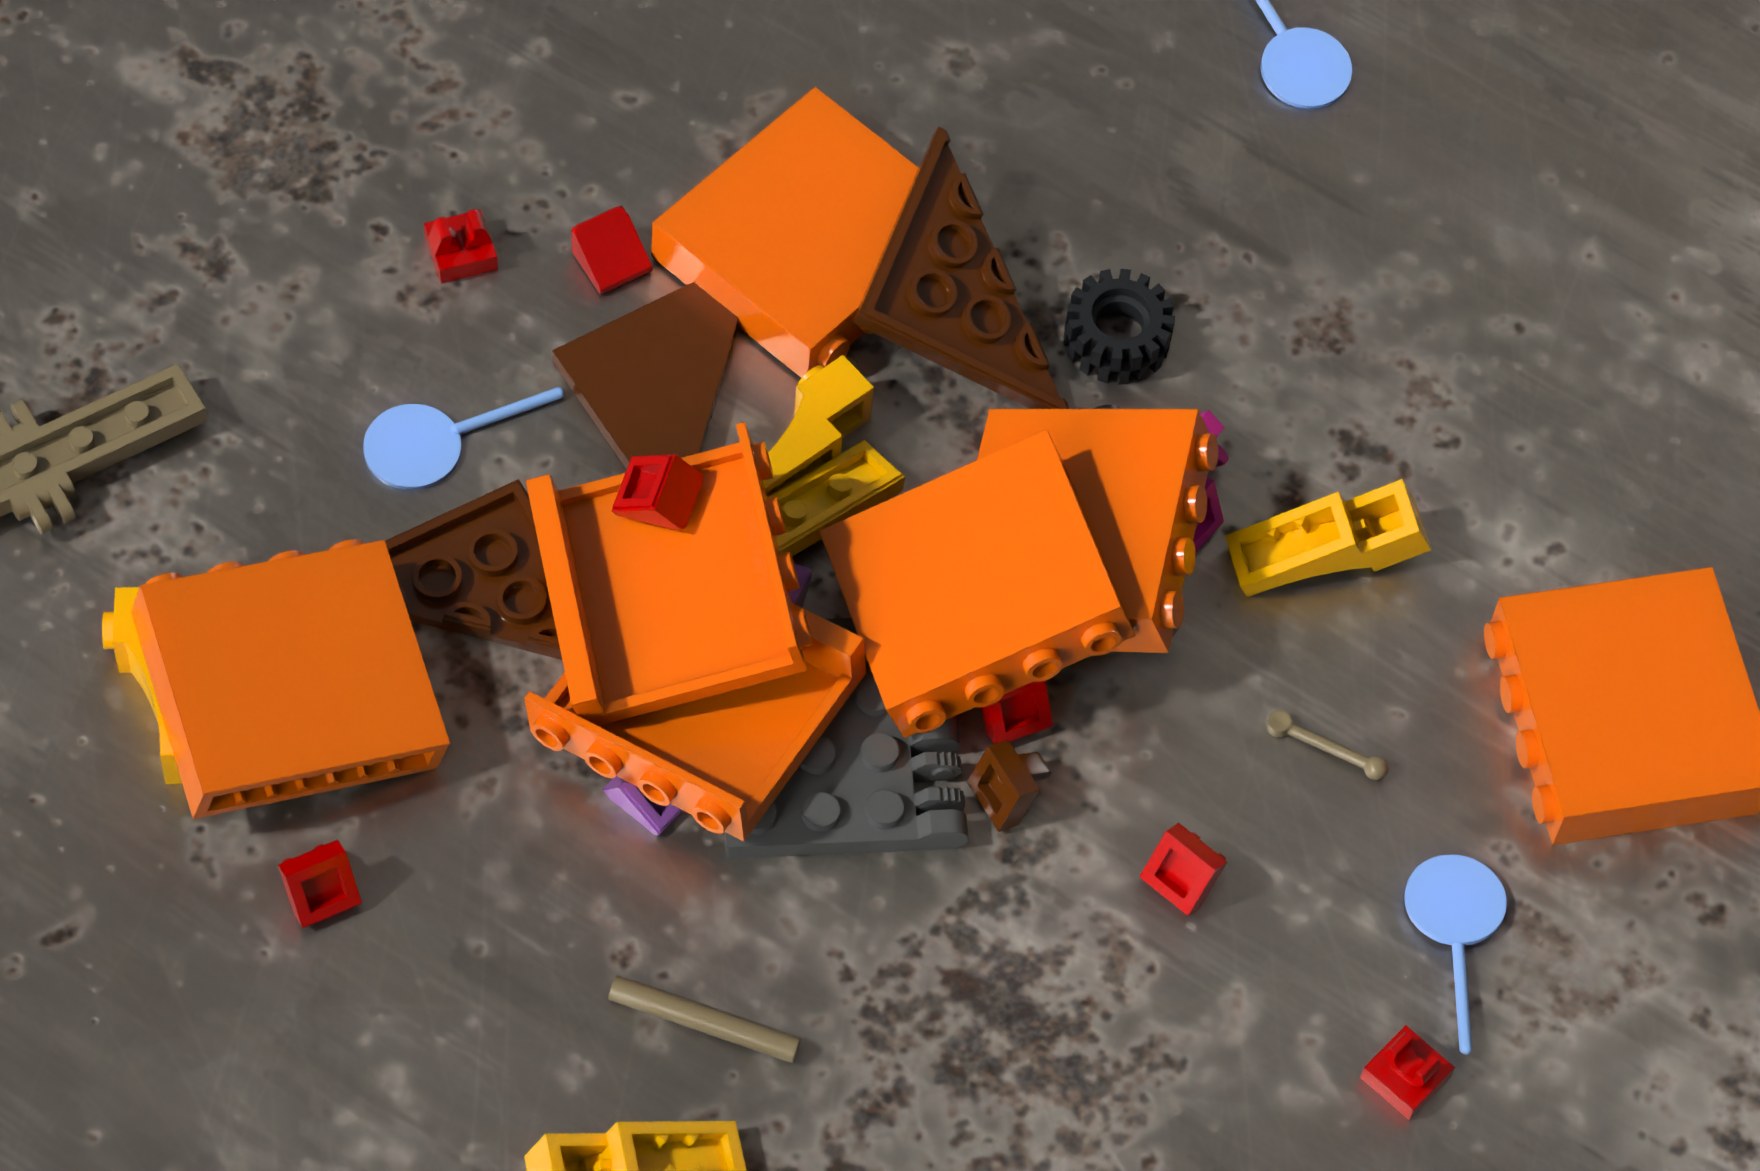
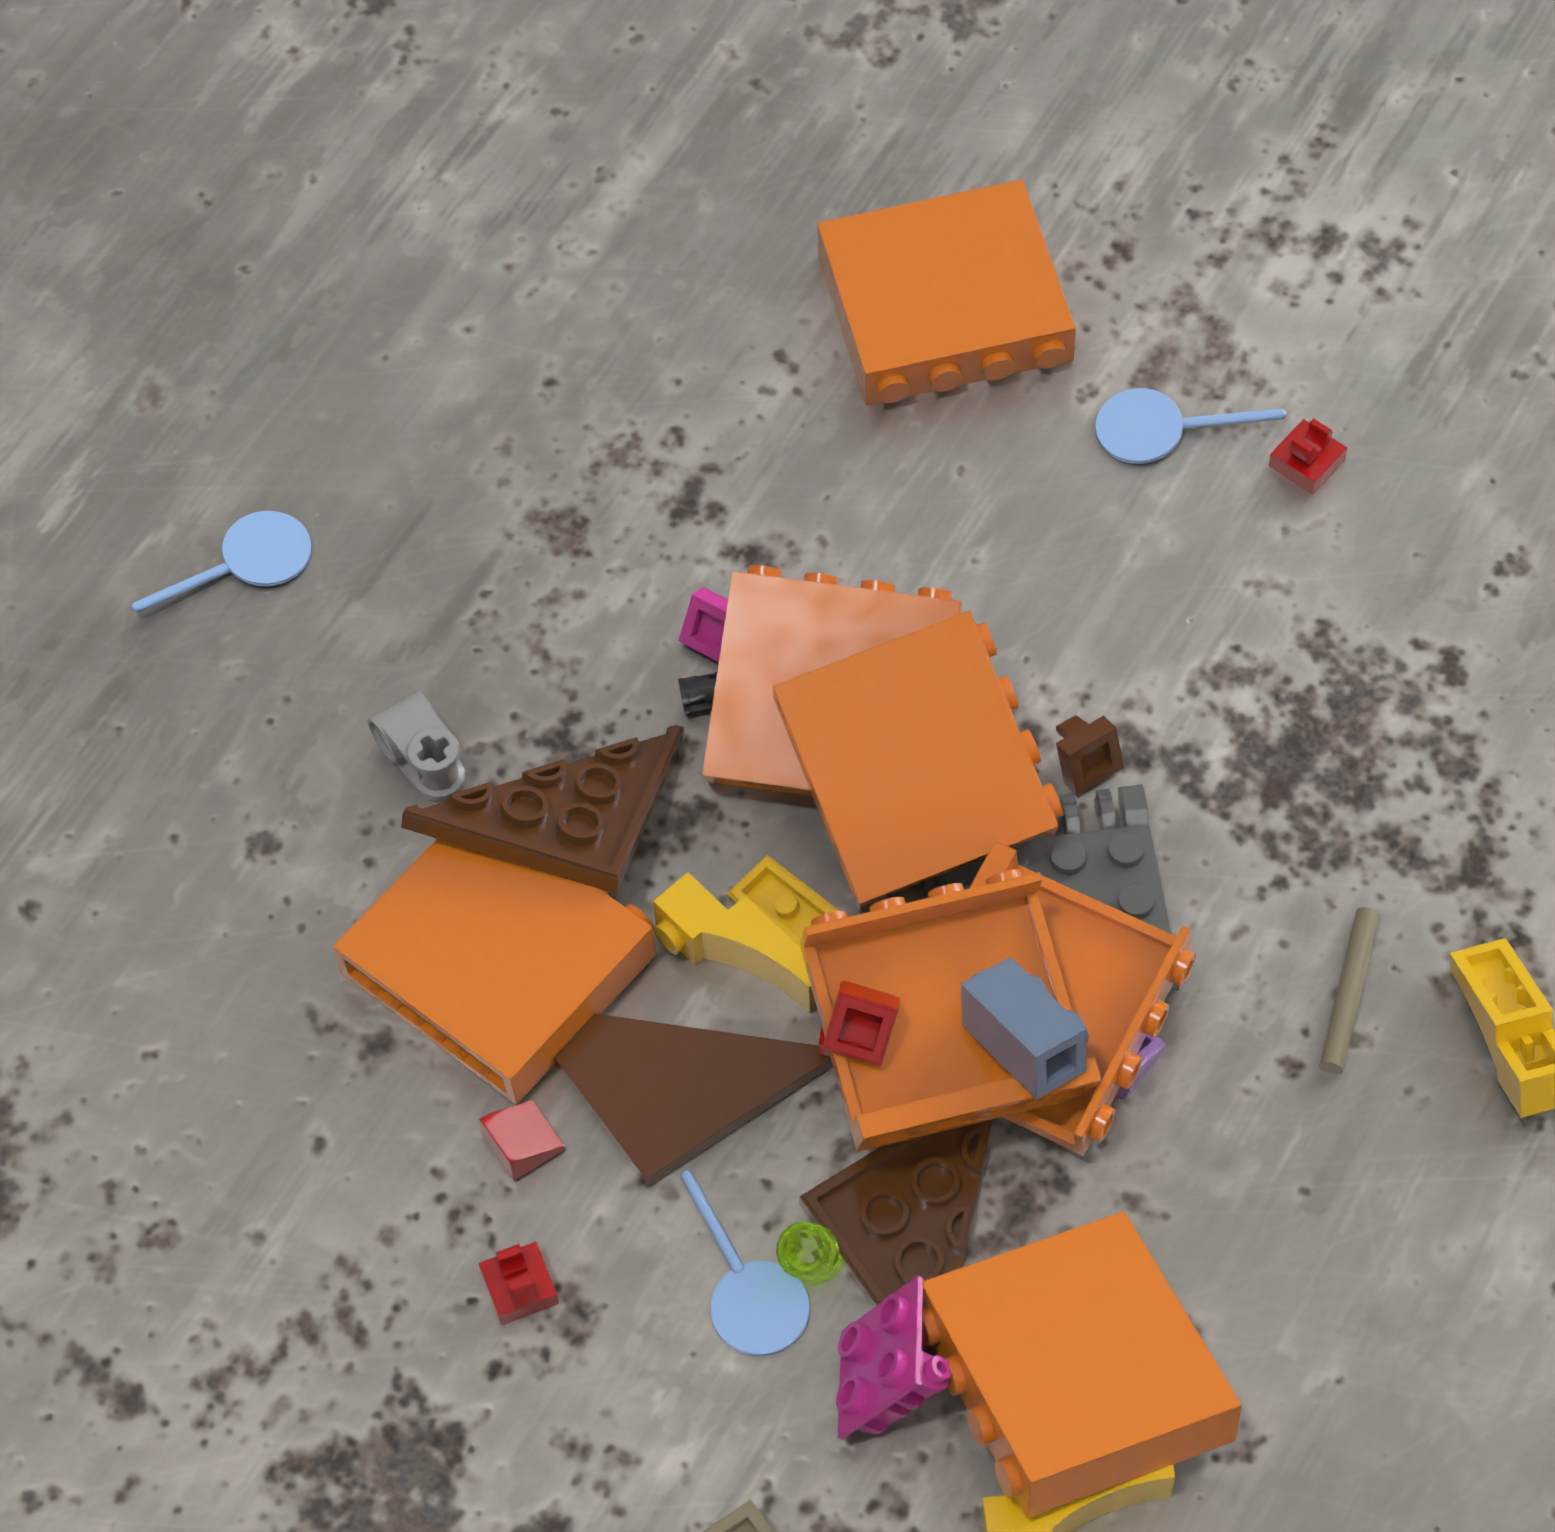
camera: 85 degrees left, 0 degrees up
(291, 510) = (884, 1366): none -> dark pink hinge
(319, 883) = (1275, 1325): red tile -> none
(457, 479) = (789, 1245): none -> clear neon green bush
(625, 624) = (1024, 1027): none -> sand blue brick
(1054, 182) = (420, 746): none -> light grey piece
(1119, 298) = (576, 659): black tyre -> none
(1183, 869) = (1150, 614): tile -> none
(1280, 725) = (985, 554): dark tan hinge -> none
(1329, 538) = (804, 505): yellow slope -> none

